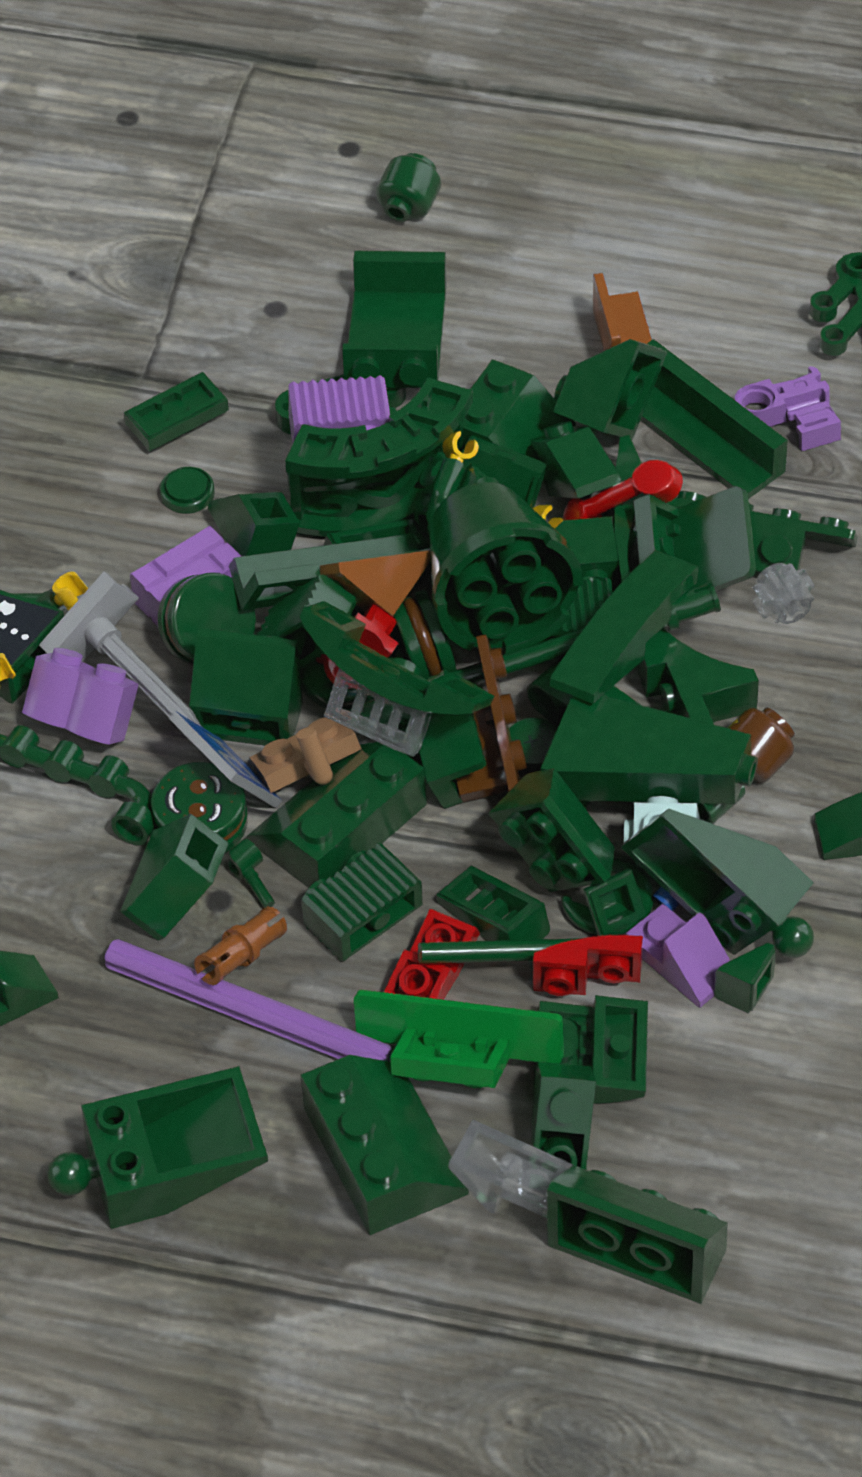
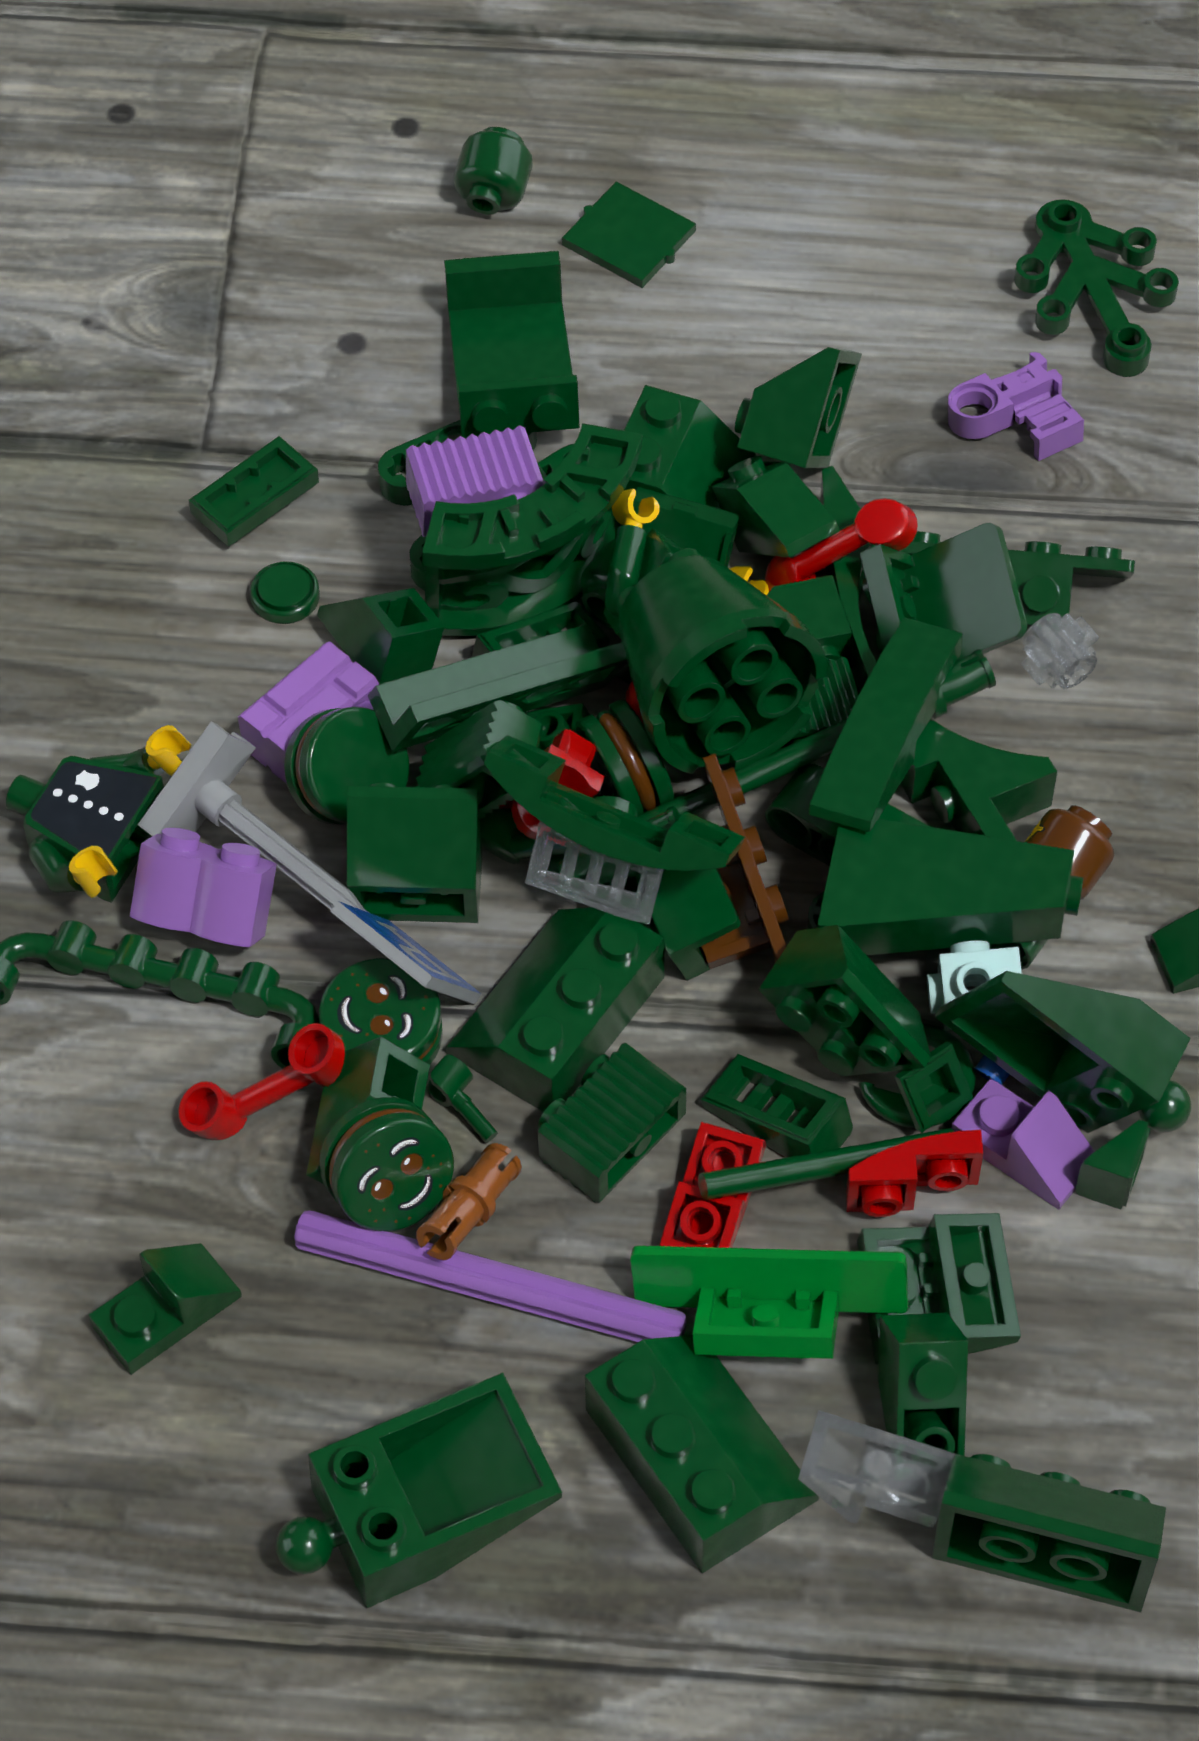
camera: 10 degrees left, 5 degrees up
(62, 864) = (314, 1056): none -> red bar
(180, 909) = (386, 1164): none -> dark green head
(305, 754) = (503, 931): medium nougat plate -> none
(379, 579) = (567, 694): dark orange slope -> none
(509, 247) = (629, 234): none -> dark green piece
(536, 738) = (795, 877): dark green piece -> none
(618, 316) = (785, 318): dark orange panel -> none
(713, 428) = (930, 444): dark green panel -> none

